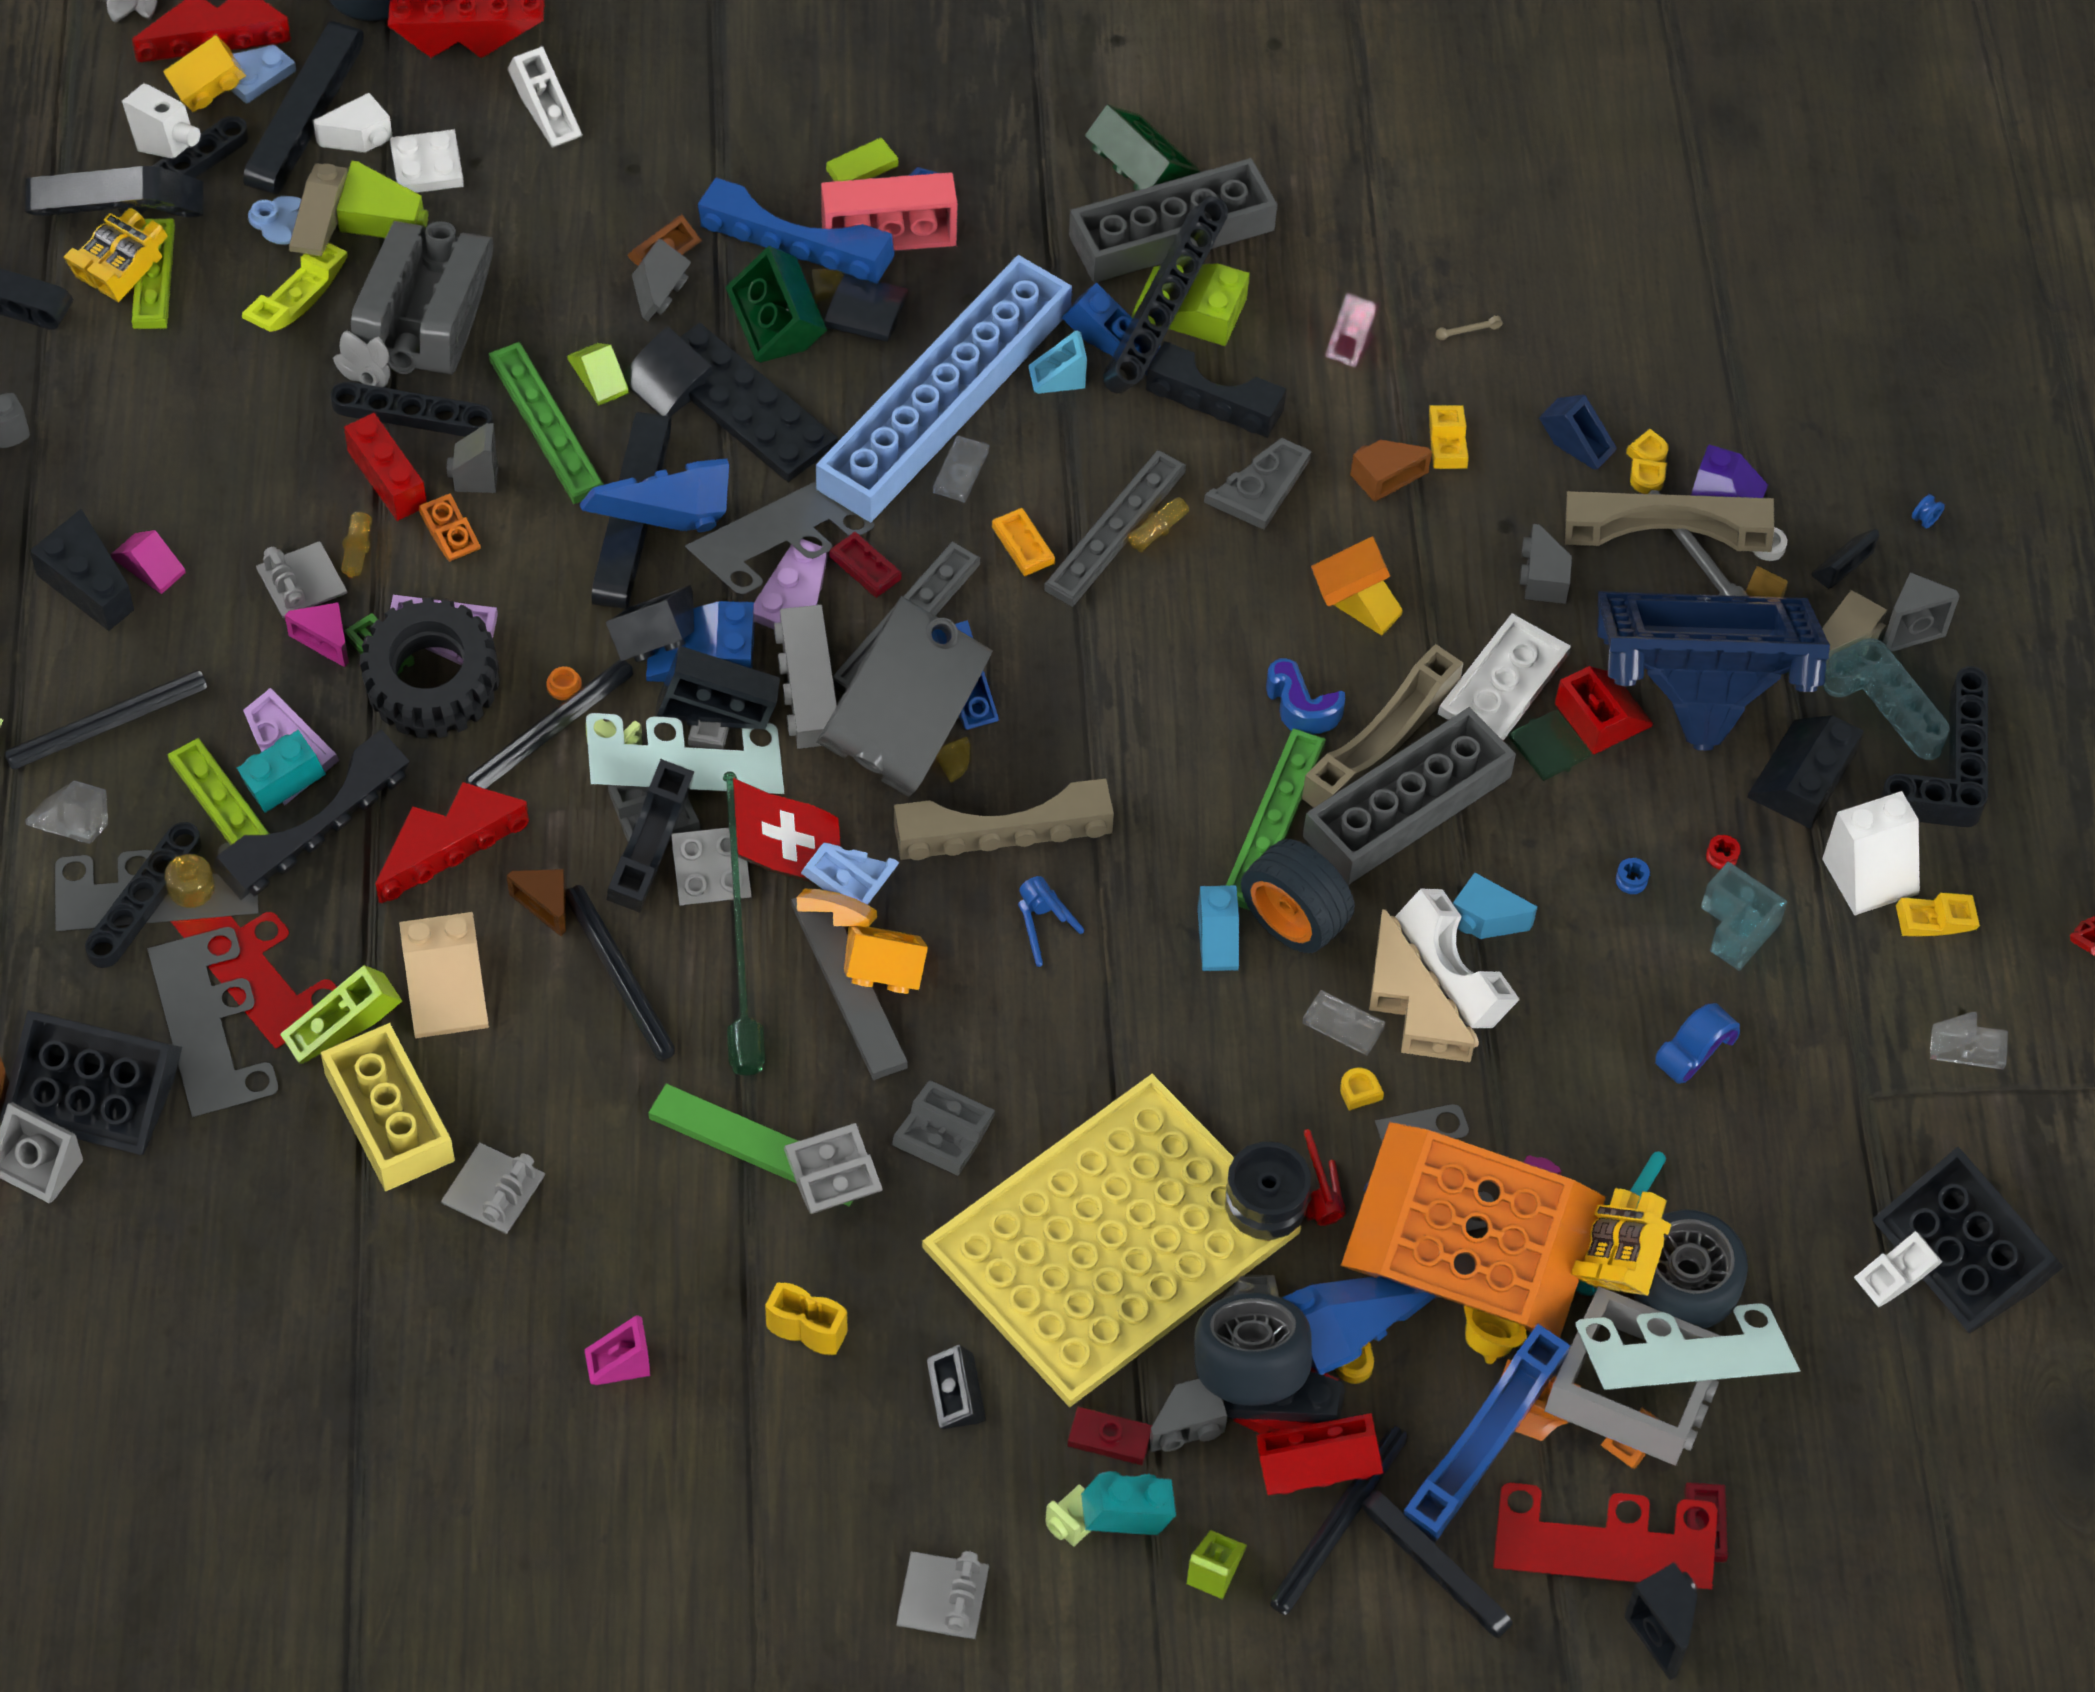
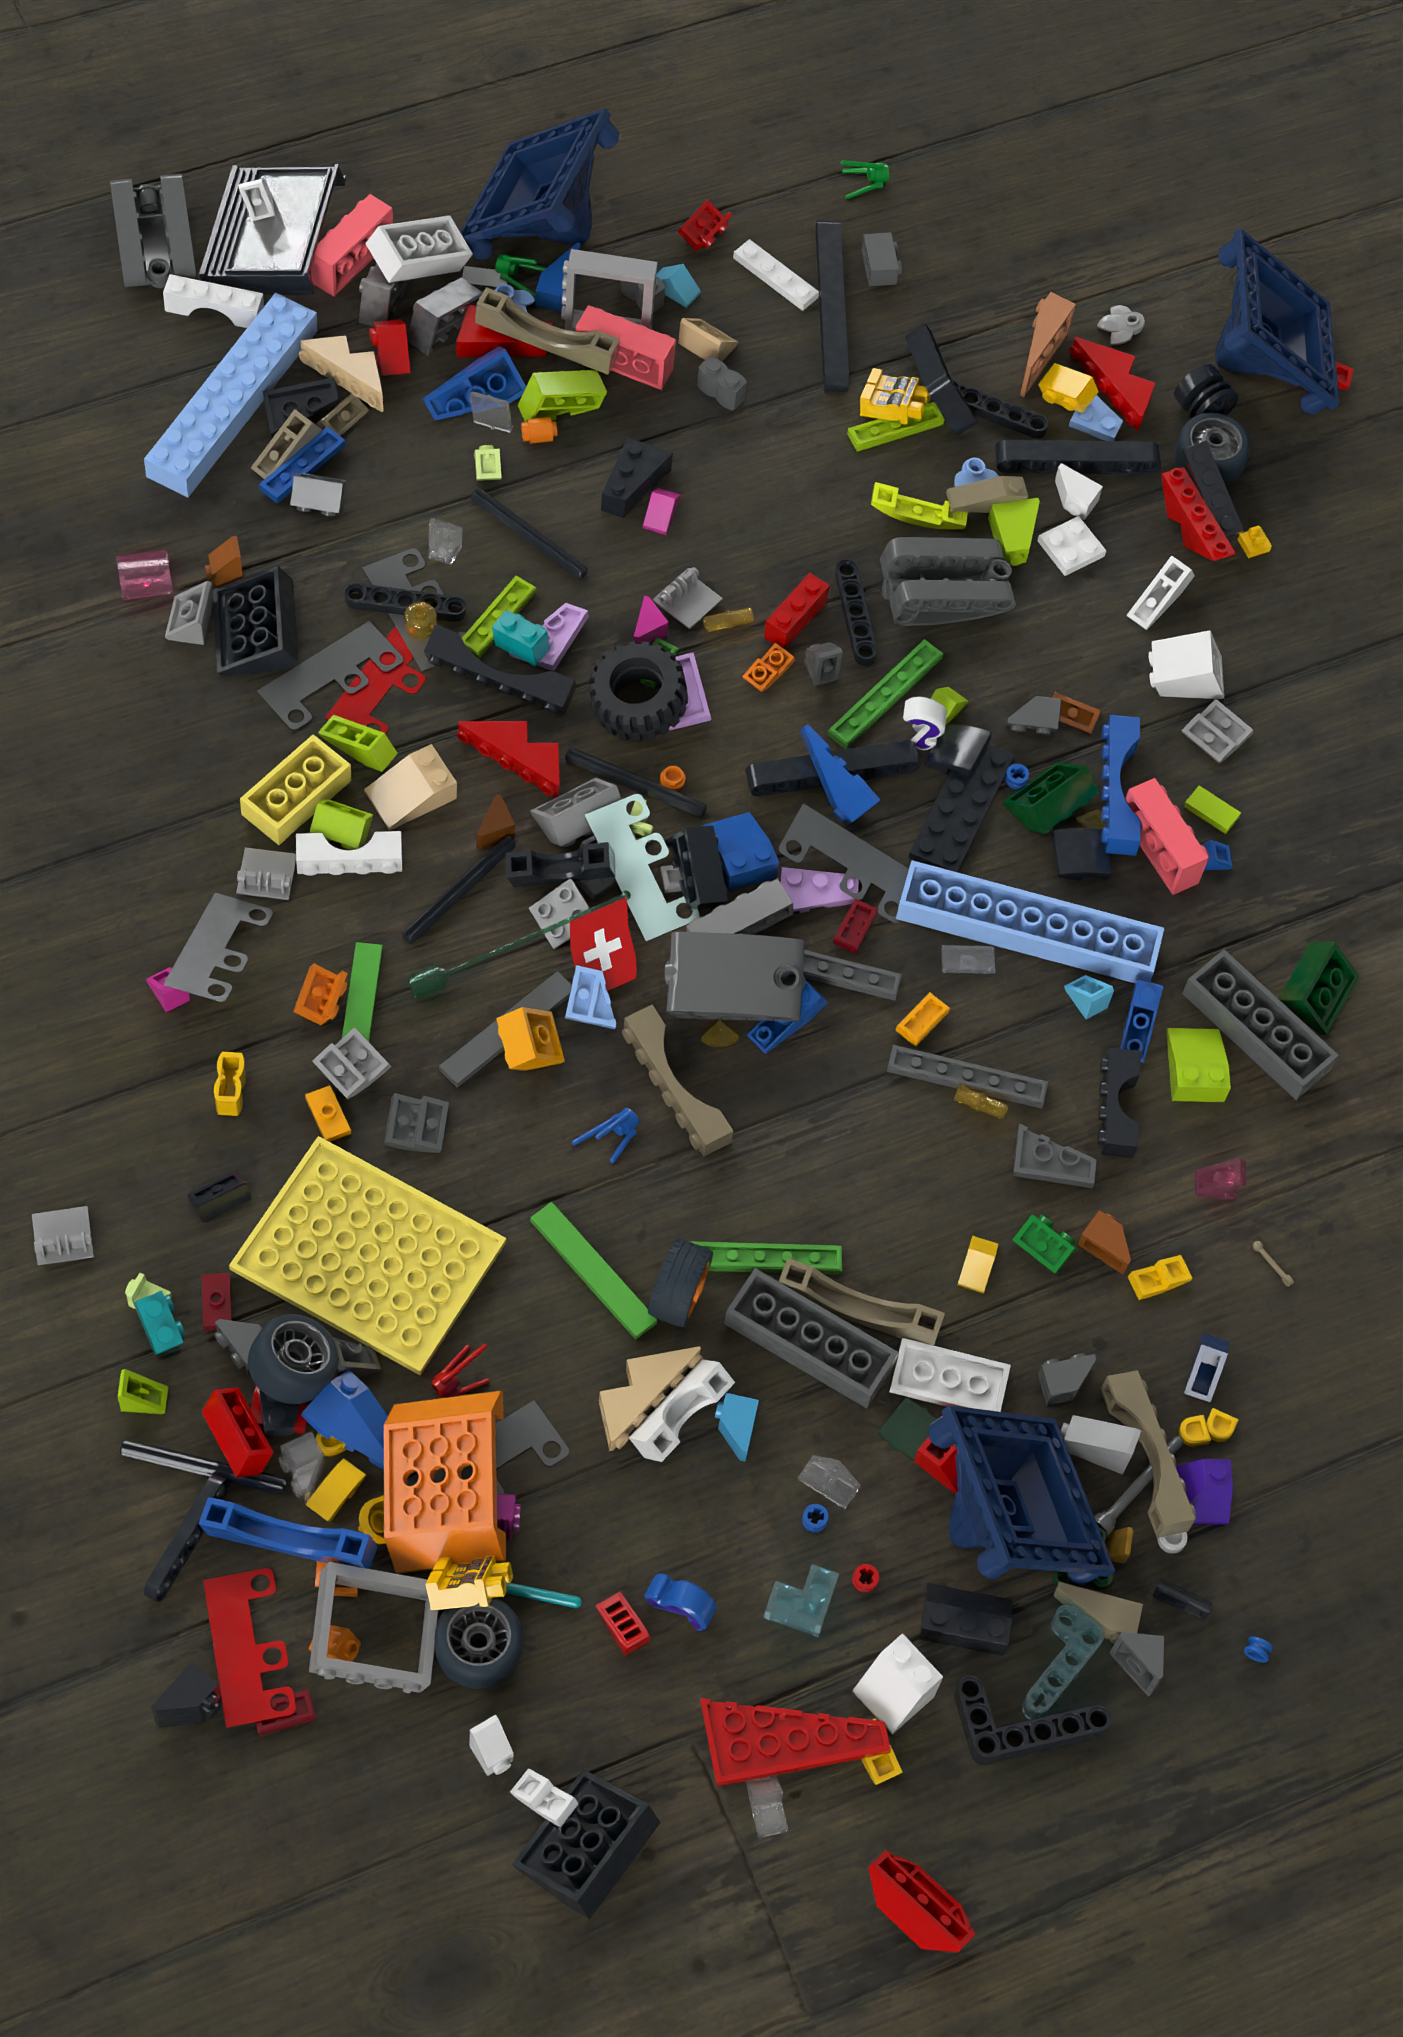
camera: 65 degrees right, 5 degrees up
(108, 60) = (1050, 331): none -> nougat slope
(159, 122) = (1007, 384): white torso -> none
(362, 360) = (875, 567): light grey plate -> none
(466, 1070) = (341, 824): none -> lime brick
(496, 1115) = (380, 854): none -> white arch
(562, 804) = (564, 816): none -> light grey slope
(590, 1286) = (207, 946): none -> piece
(627, 381) = (927, 719): none -> white animal
(653, 624) = (737, 809): black slope -> none
(662, 109) = (1187, 667): none -> white slope
(713, 1173) = (320, 994): none -> orange bracket
(733, 324) = (1014, 770): none -> blue bush
(758, 119) = (1217, 731): none -> light grey slope
(845, 909) = (556, 997): light orange slope -> none
(888, 1224) = (328, 1114): none -> light orange plate
(1156, 304) = (1190, 1035): black beam -> none
(1218, 928) = (644, 1246): dark azure slope -> none
(1225, 998) = (593, 1270): none -> bright green tile
(1267, 1190) = (428, 1334): black wheel -> none
(1296, 706) = (862, 1239): blue animal -> none
(1343, 1022) = (604, 1354): clear plate -> none
(1350, 571) = (990, 1239): orange tile -> none
(1360, 1088) = (554, 1380): yellow tile -> none
(1376, 518) = (1045, 1243): none -> green bracket
(1386, 1396) = (304, 1462): none -> clear slope
(1427, 1372) = (335, 1489): none -> yellow slope
(1587, 845) = (830, 1479): none -> clear slope
(1644, 554) = (1100, 1442): none -> light grey slope
(1679, 1360) = (395, 1656): light aqua piece -> none
(1700, 1105) = (633, 1643): none -> red slope
(1824, 1300) = (491, 1746): none -> white slope
(1899, 1012) = (775, 1741): none -> red wing

